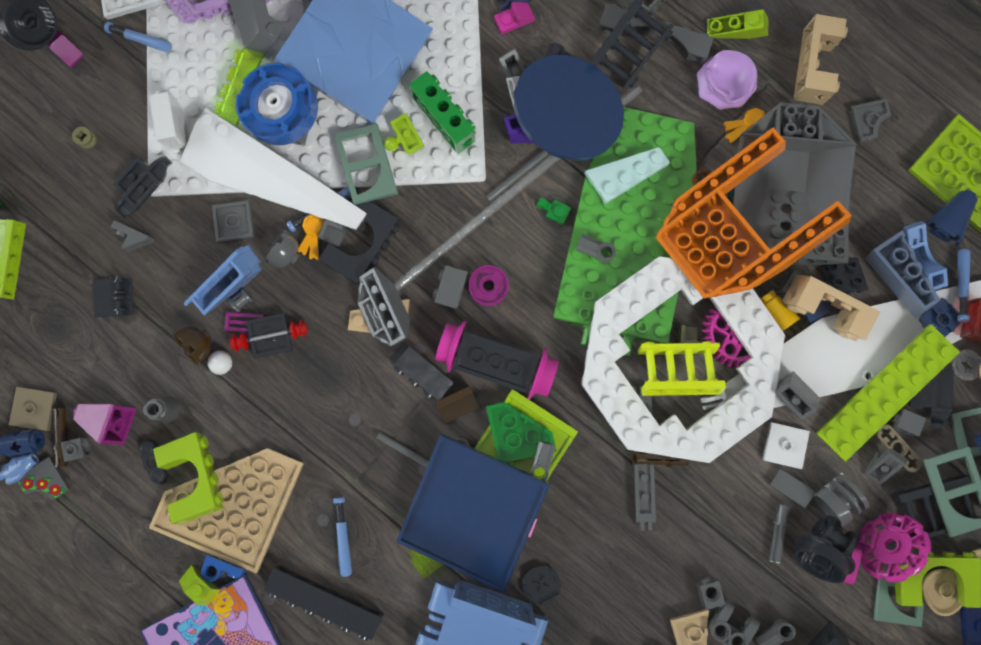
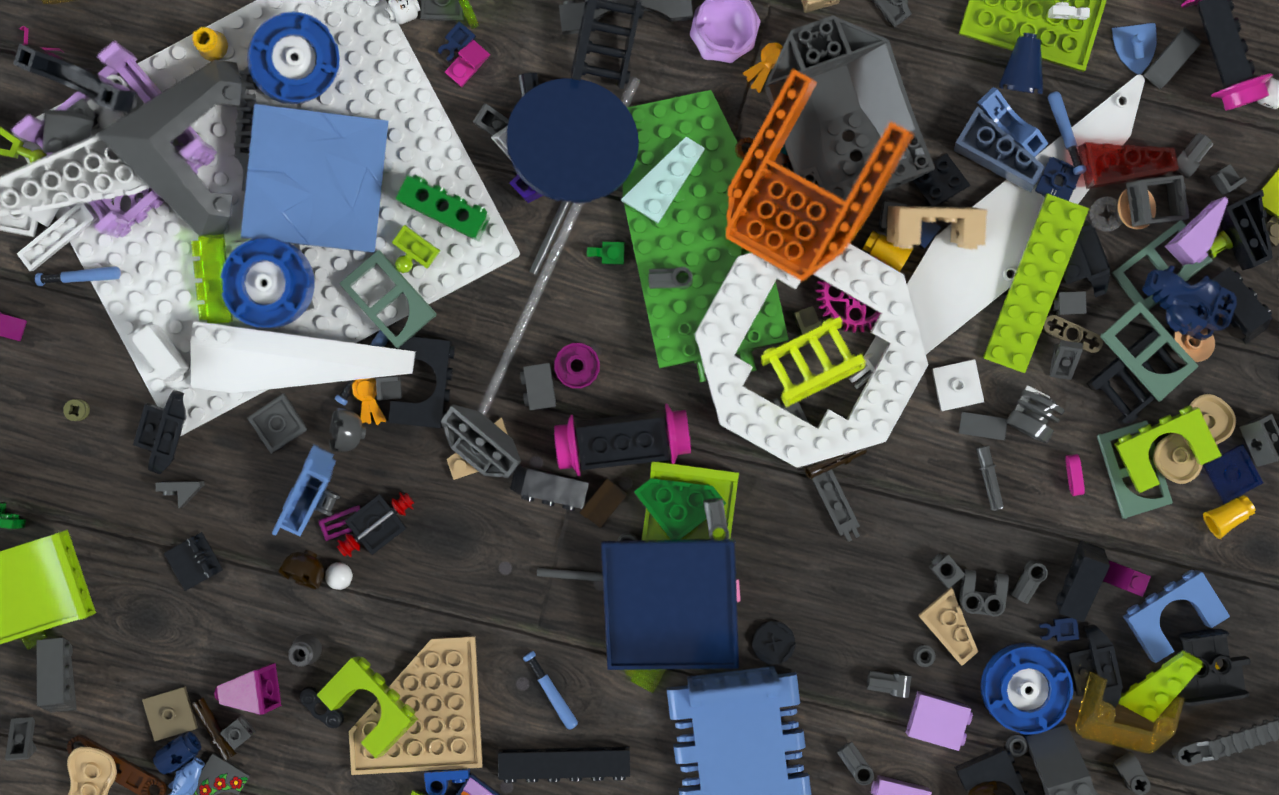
camera: 25 degrees left, 5 degrees up
(798, 395) = (944, 330): dark grey brick -> none
(826, 551) = (1038, 484): black piece -> none
(901, 554) = (1116, 443): dark pink plate -> none

